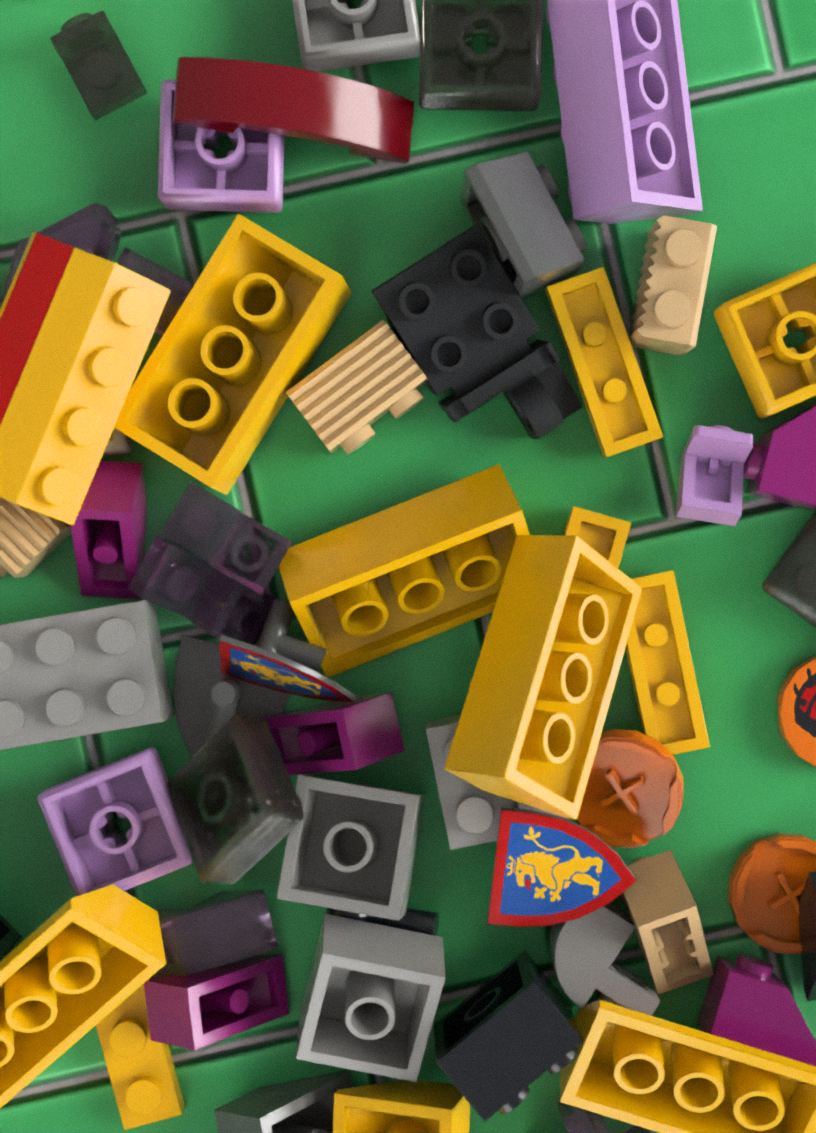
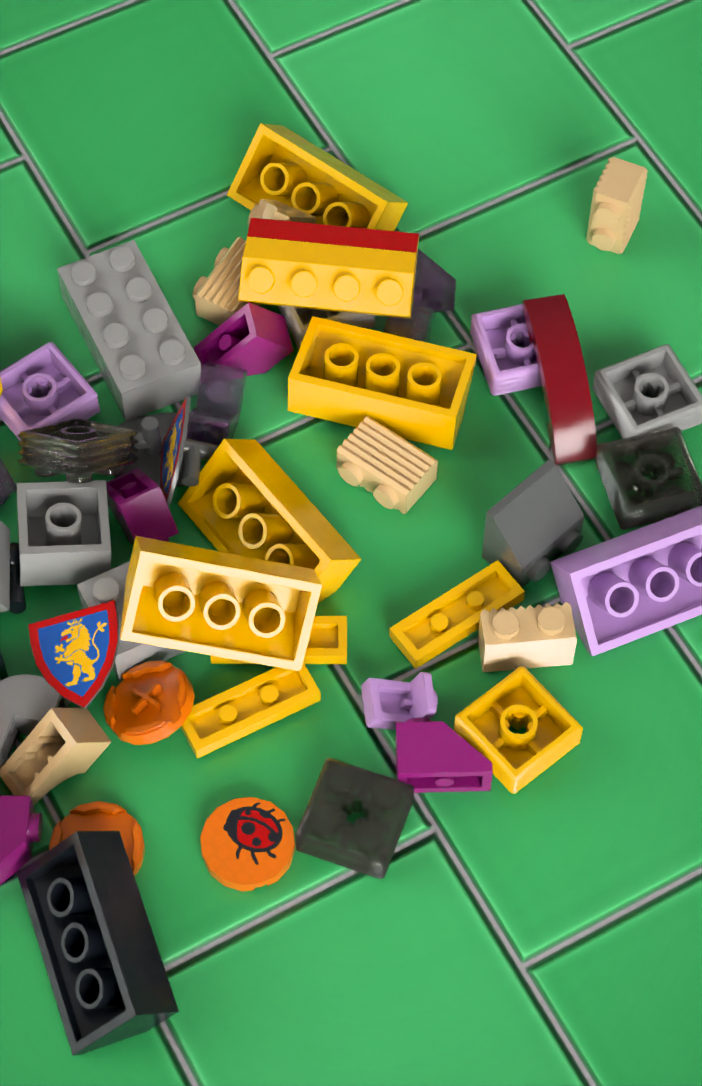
camera: 80 degrees right, 30 degrees down
(98, 63) = (552, 270): clear smoke bracket -> none
(227, 538) = (258, 411): clear purple slope -> none
(471, 334) = (441, 526): black plate -> none

